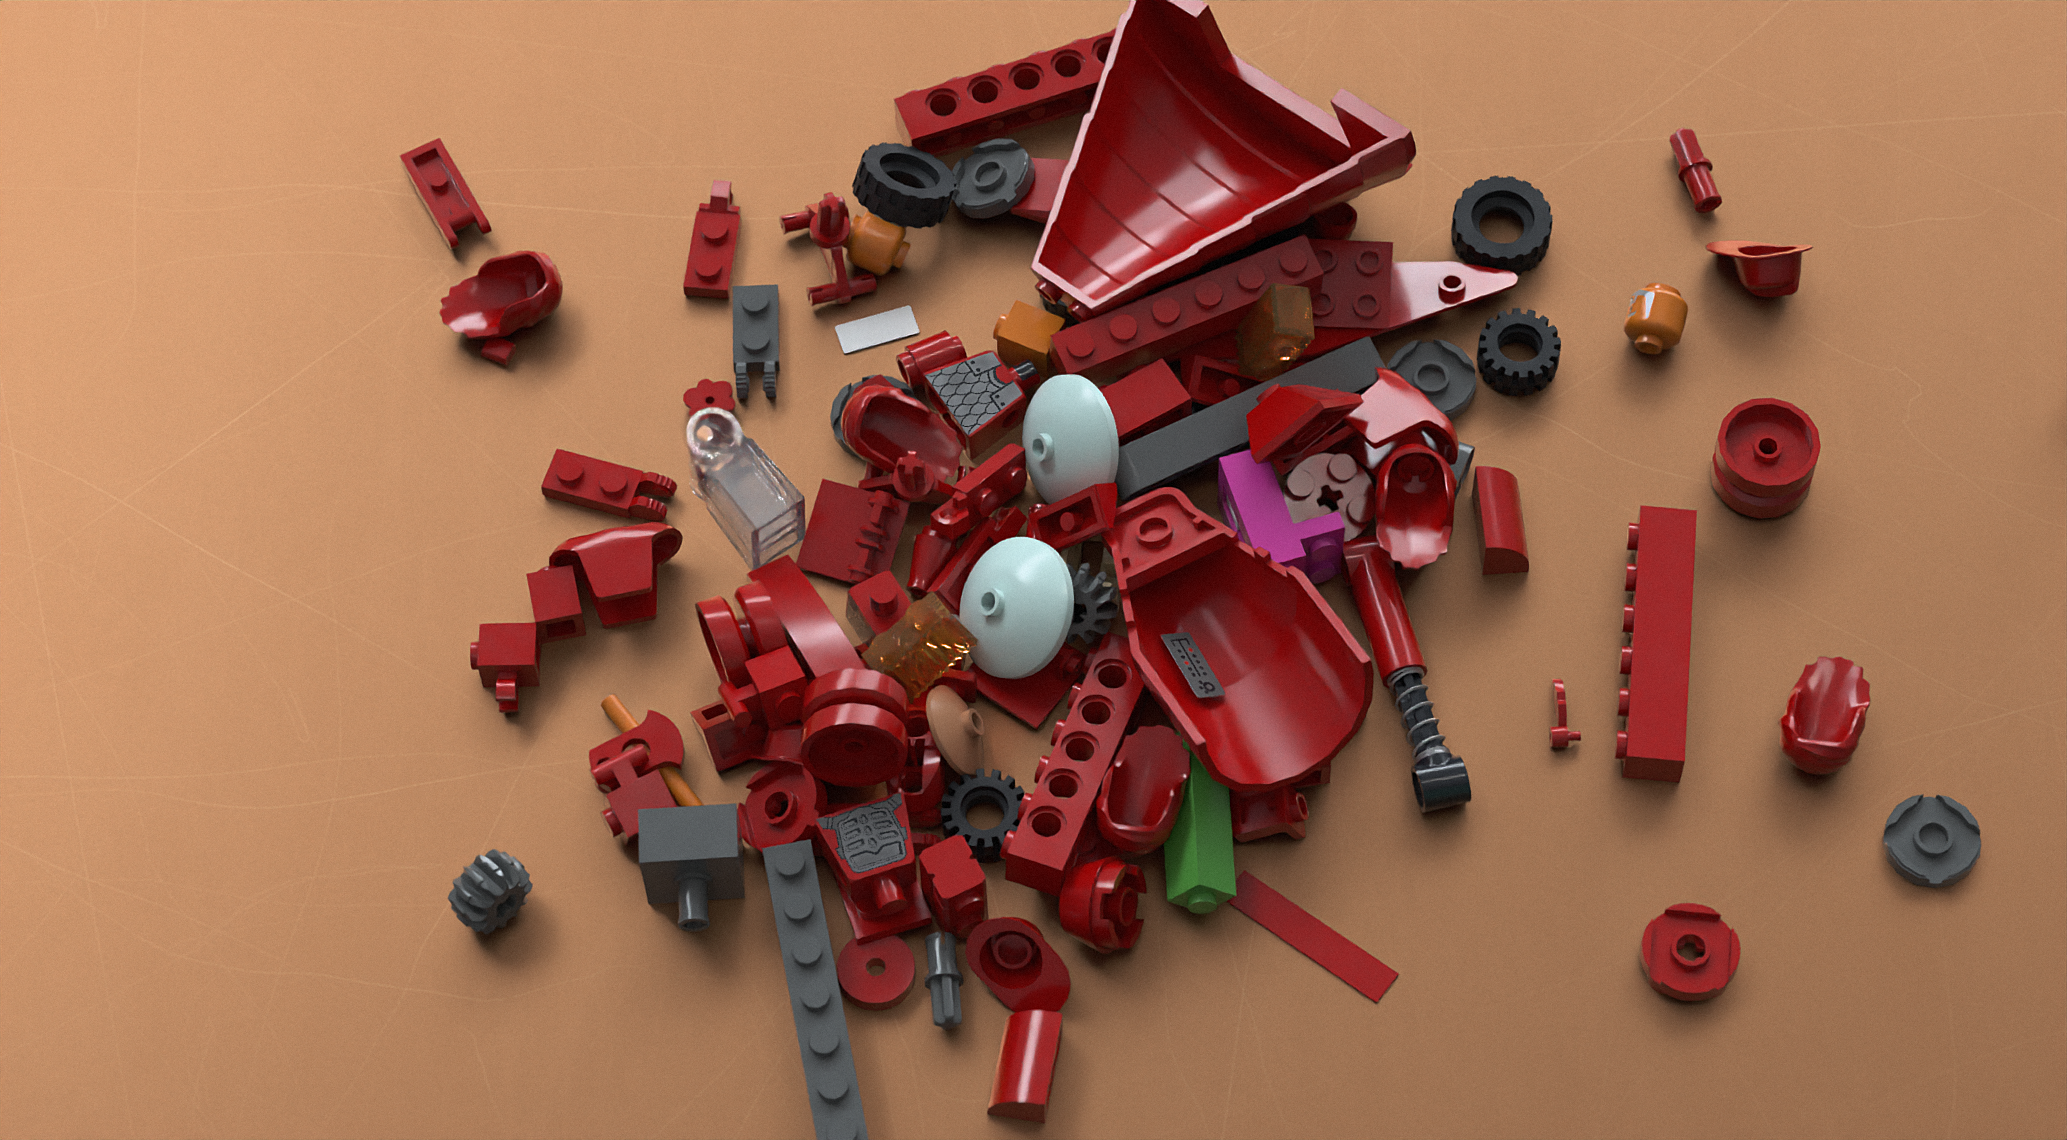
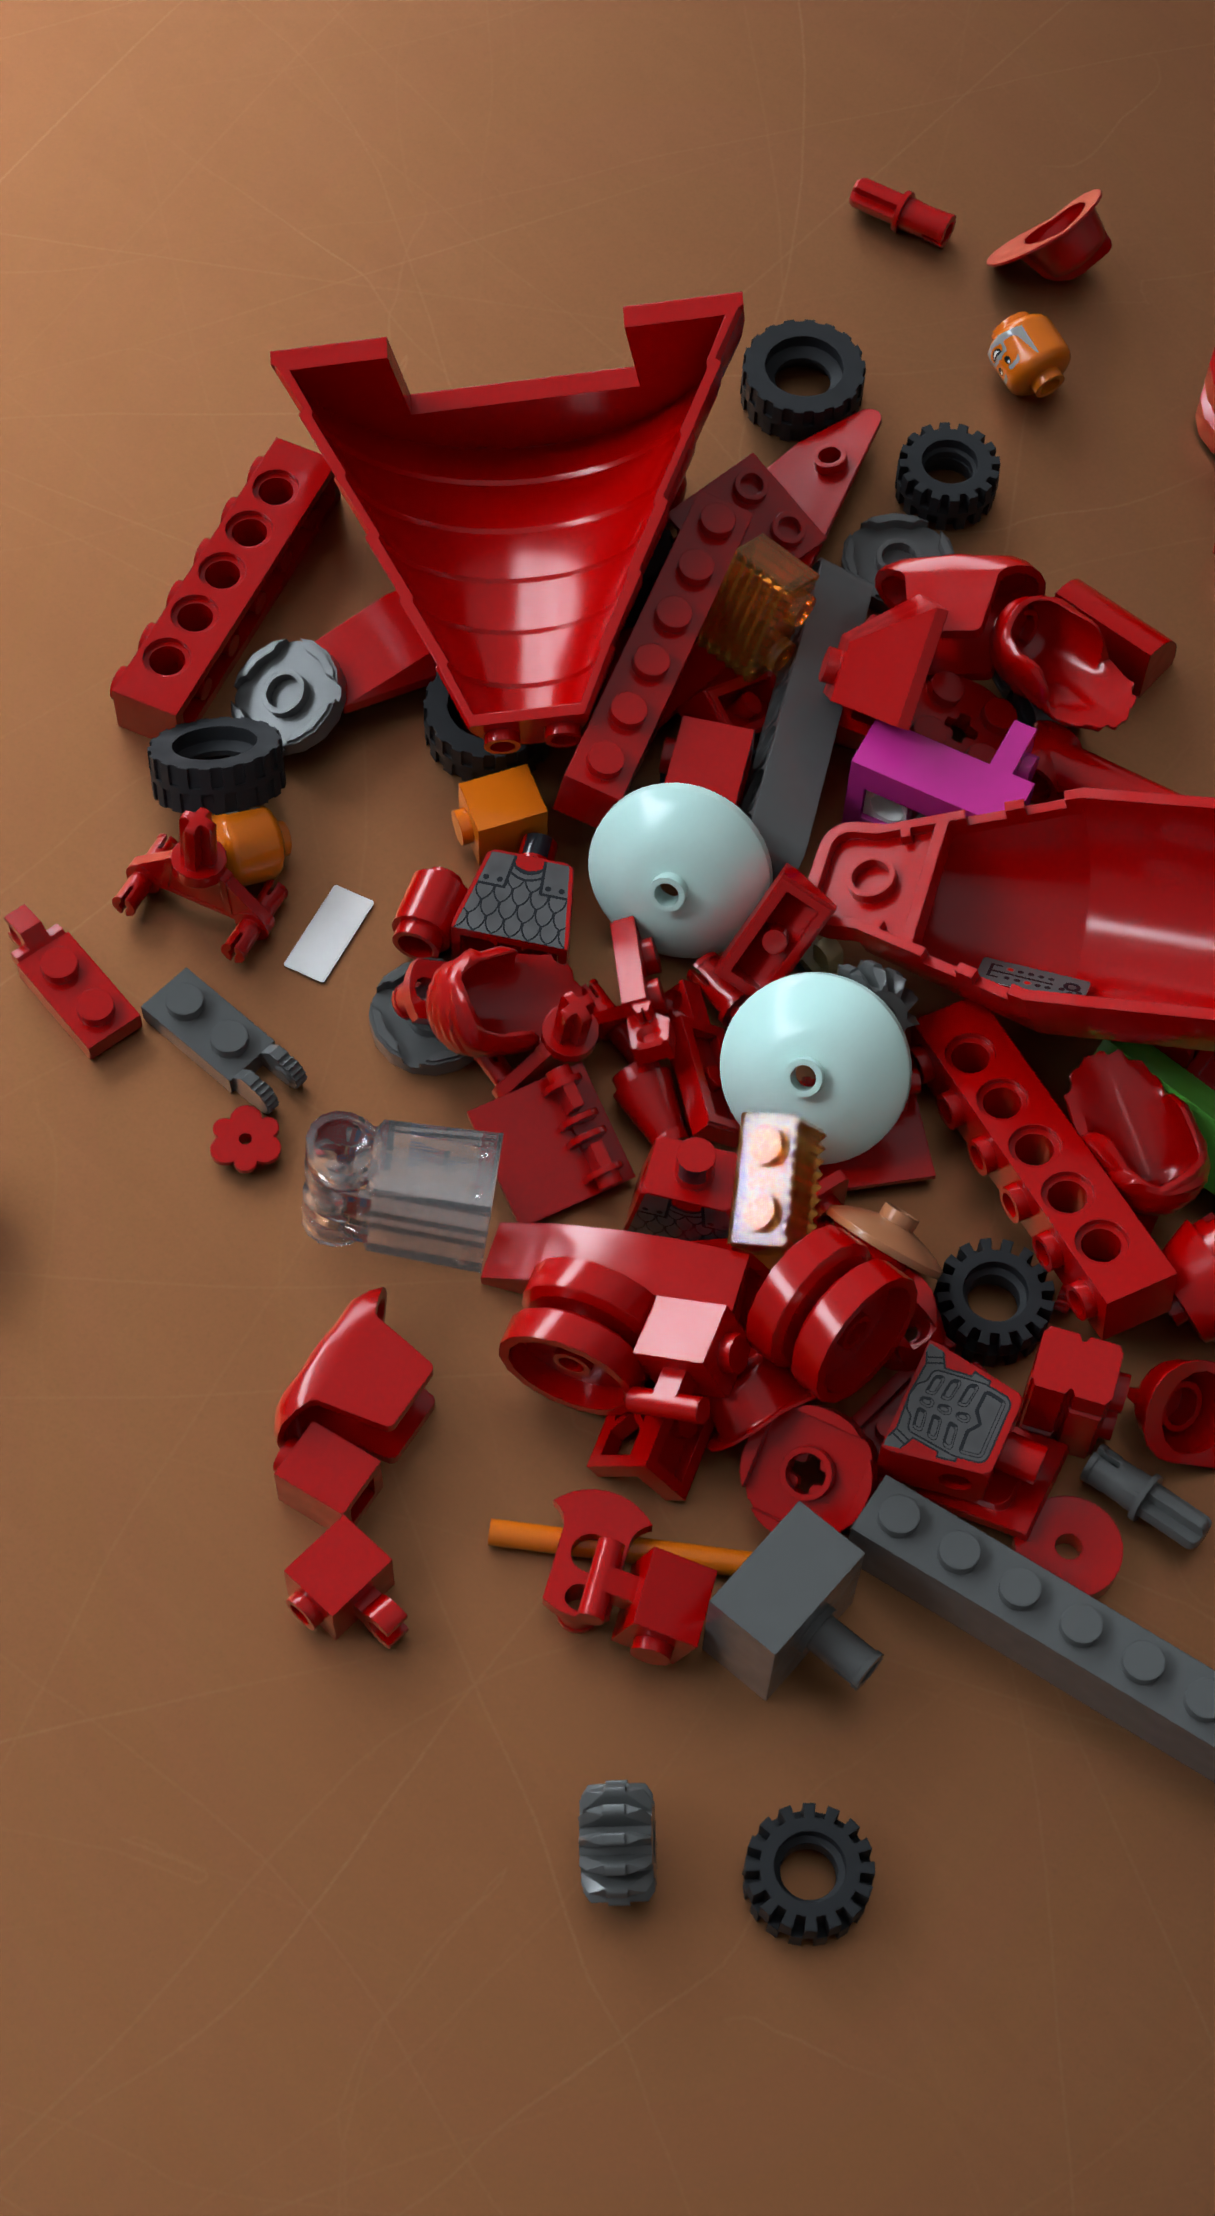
camera: 50 degrees left, 0 degrees up
(561, 968) = (816, 1832): none -> black tyre
(606, 486) = (234, 1316): red hinge -> none

